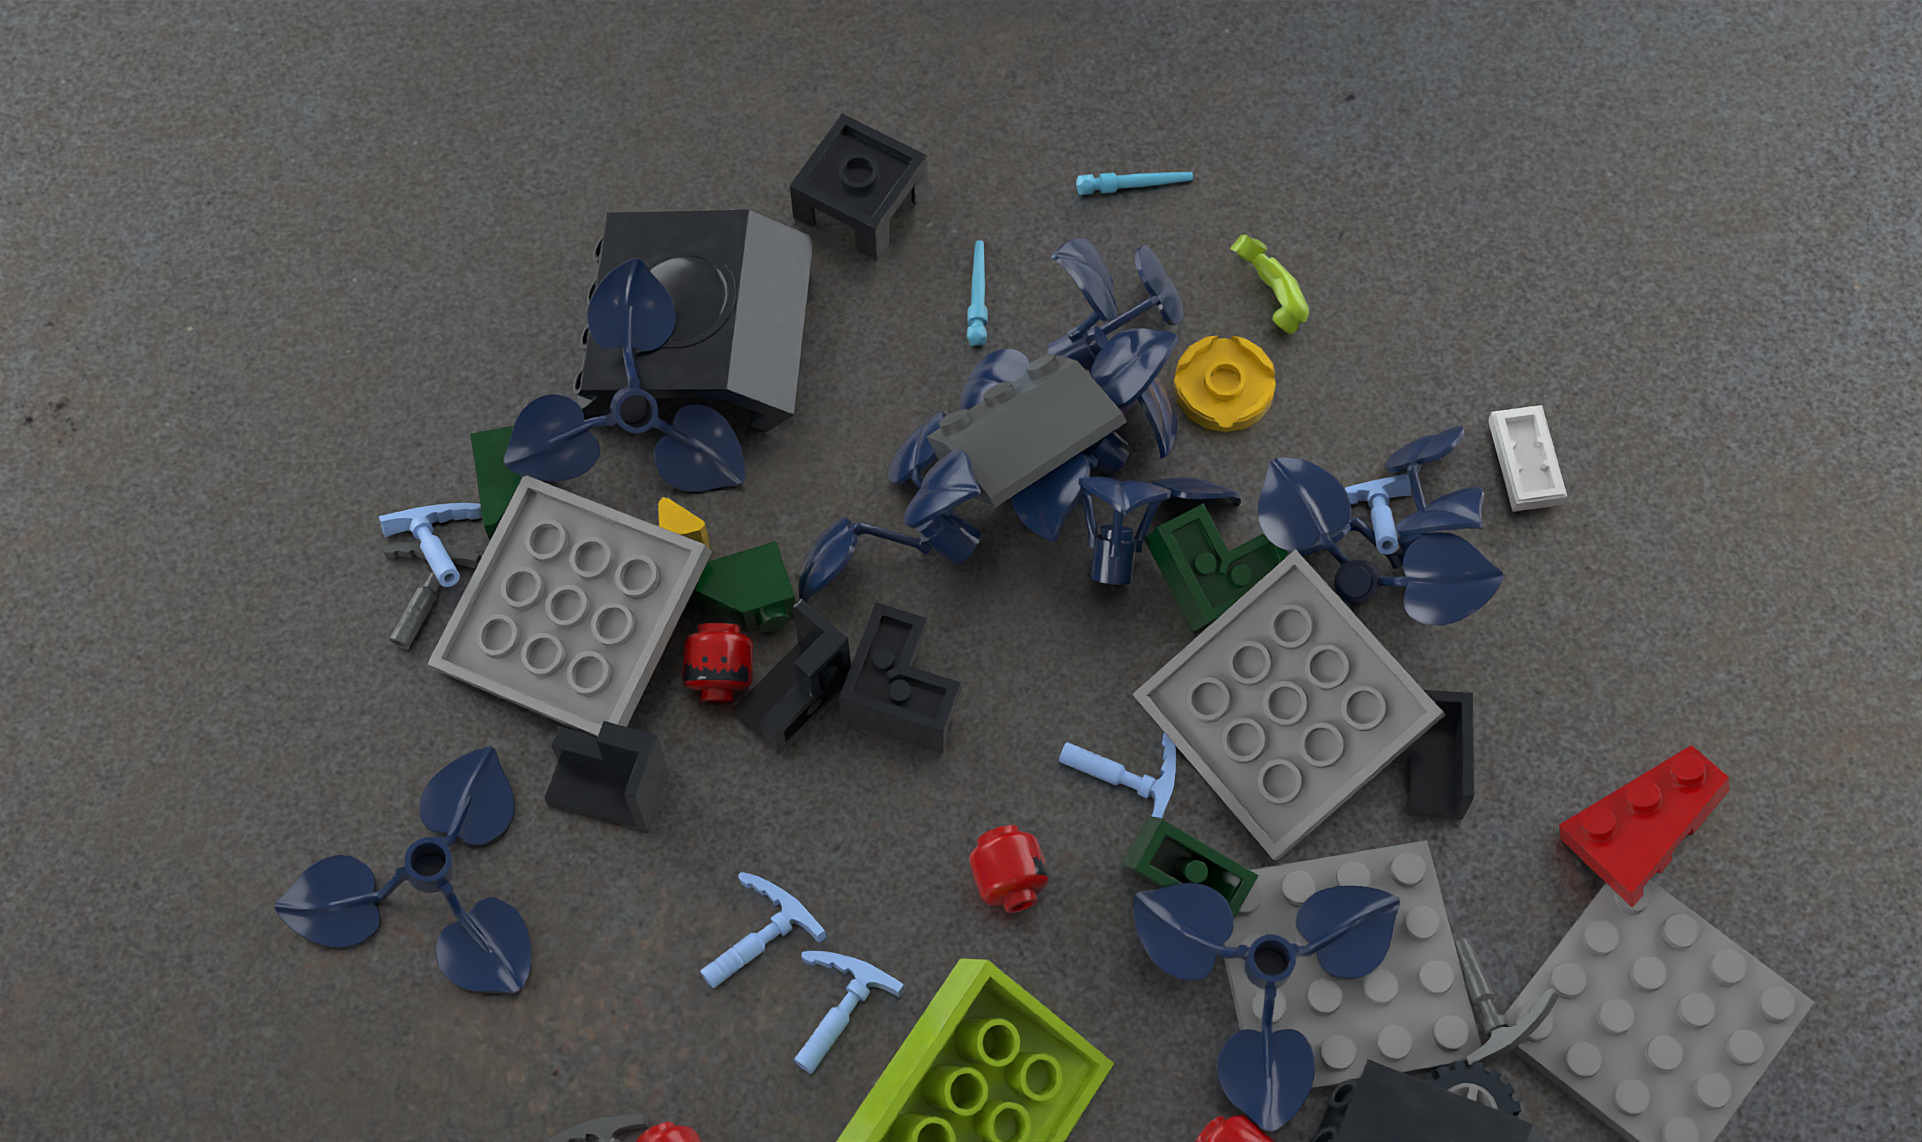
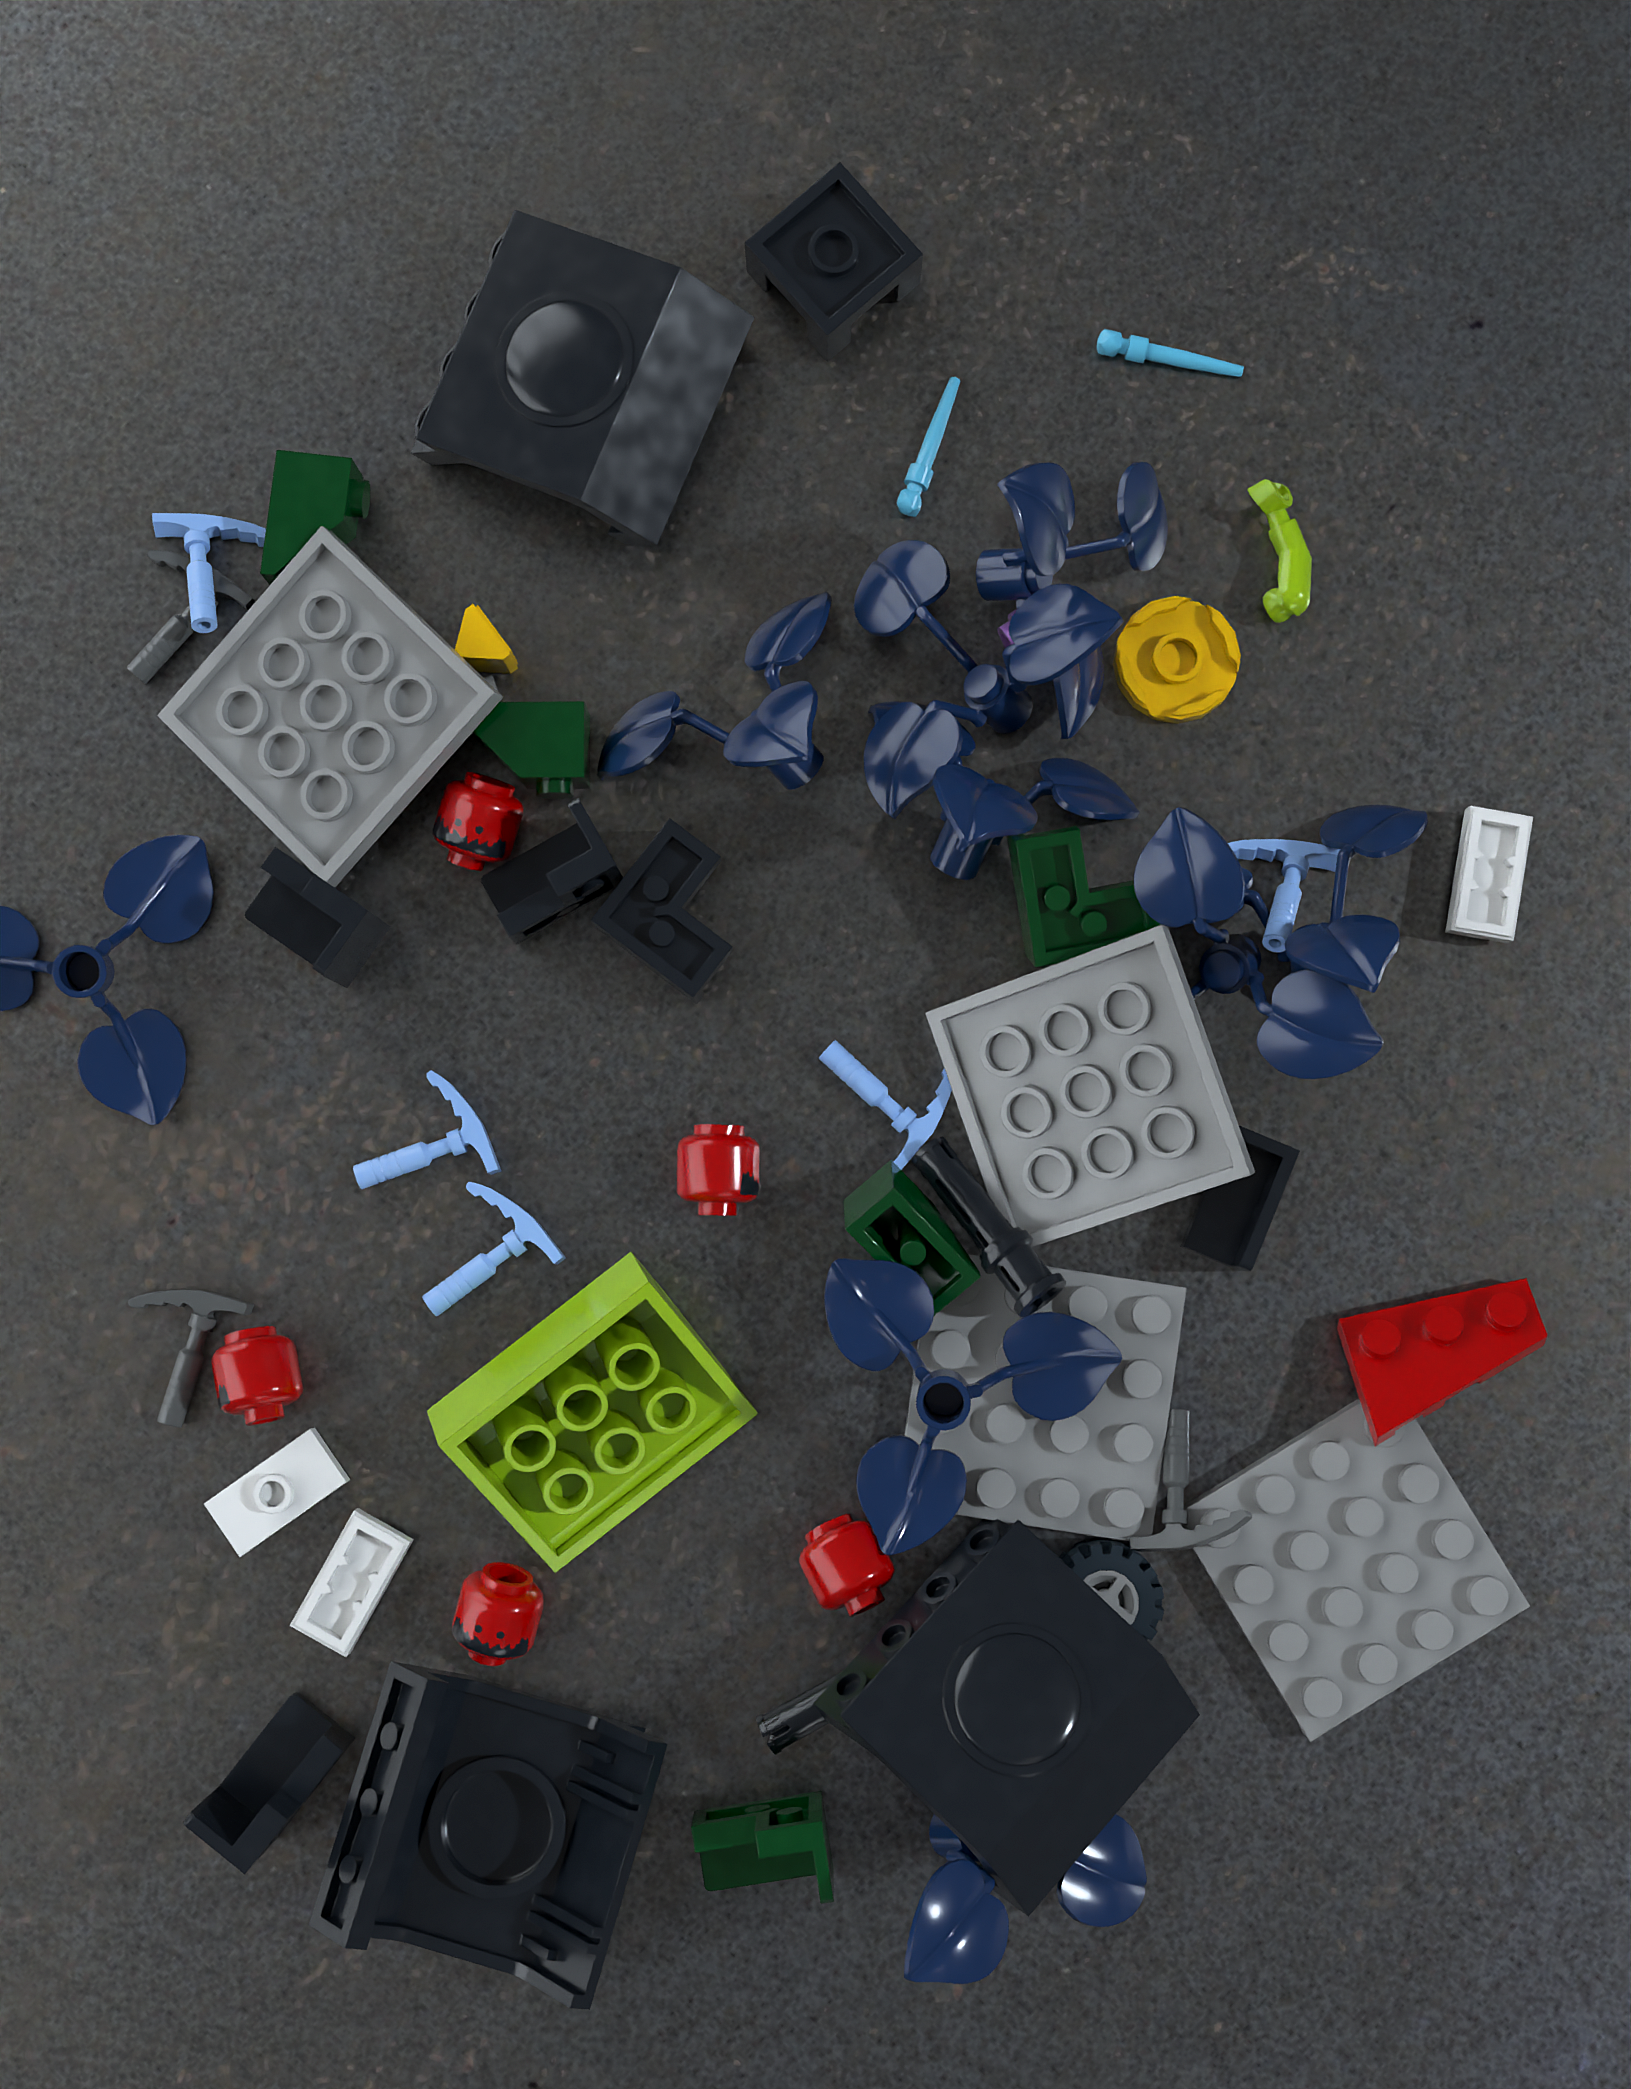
camera: 20 degrees right, 20 degrees up
(554, 440) = (365, 490): dark blue plant -> none
(1028, 426) = (907, 671): dark grey slope -> none
(1269, 849) = (1003, 1248): none -> black pin

